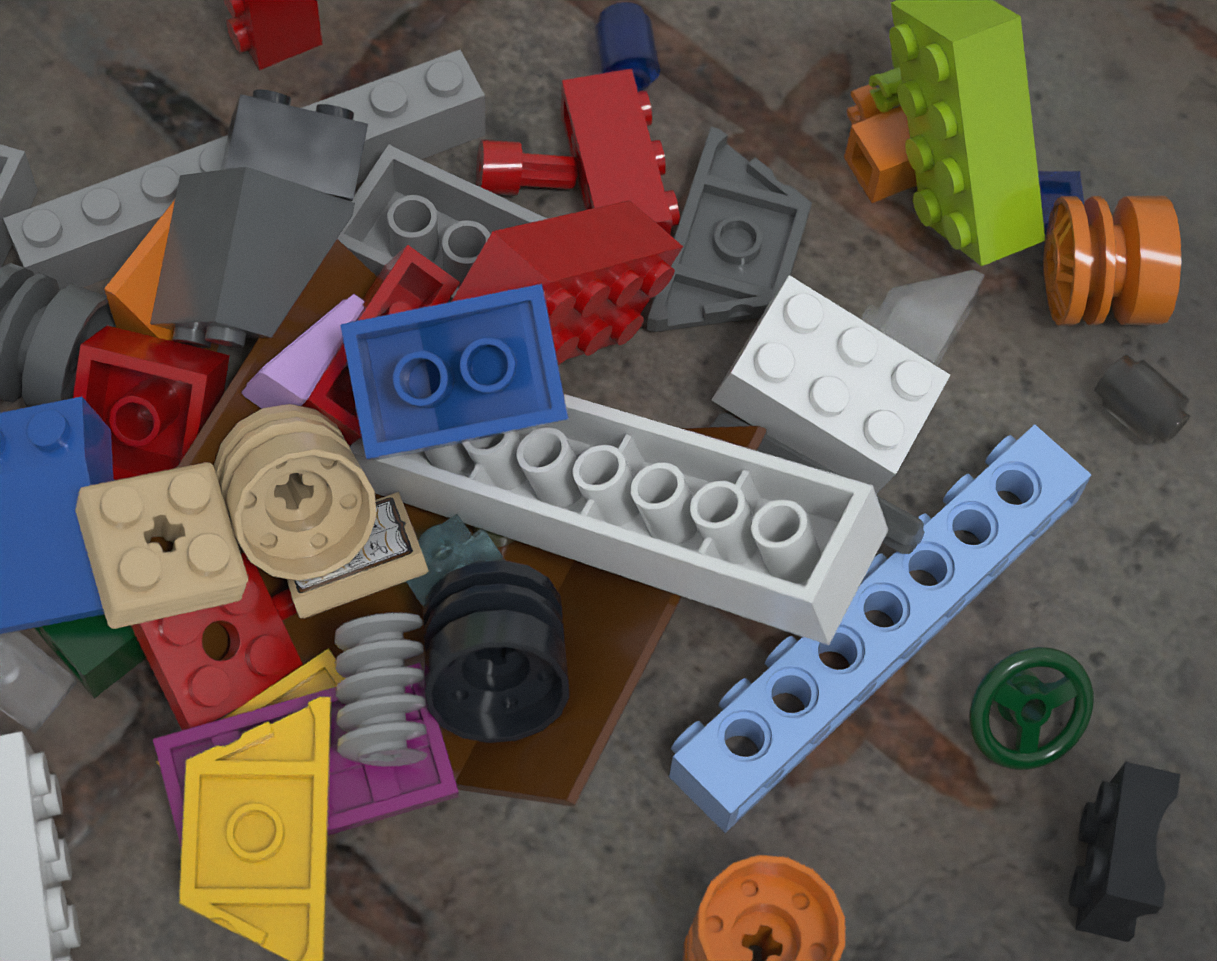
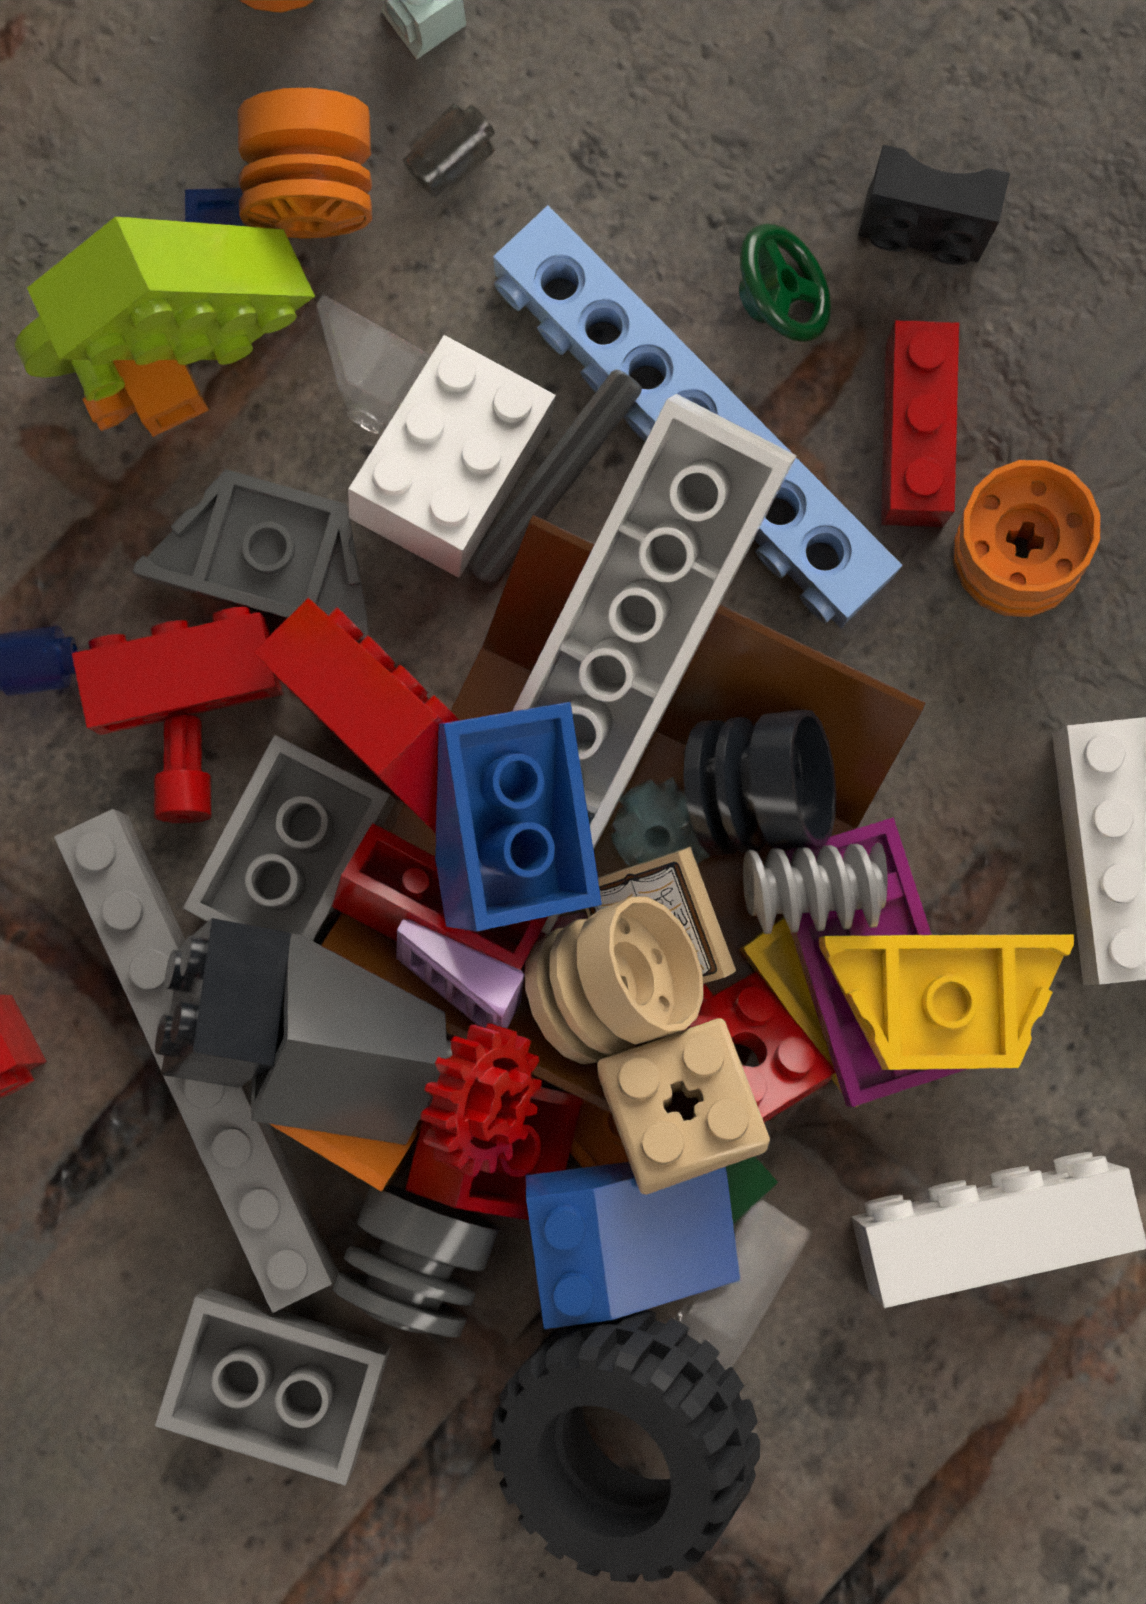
camera: 80 degrees left, 20 degrees up
(180, 350) = (481, 1099): none -> red gear
(893, 844) = (920, 423): none -> red brick

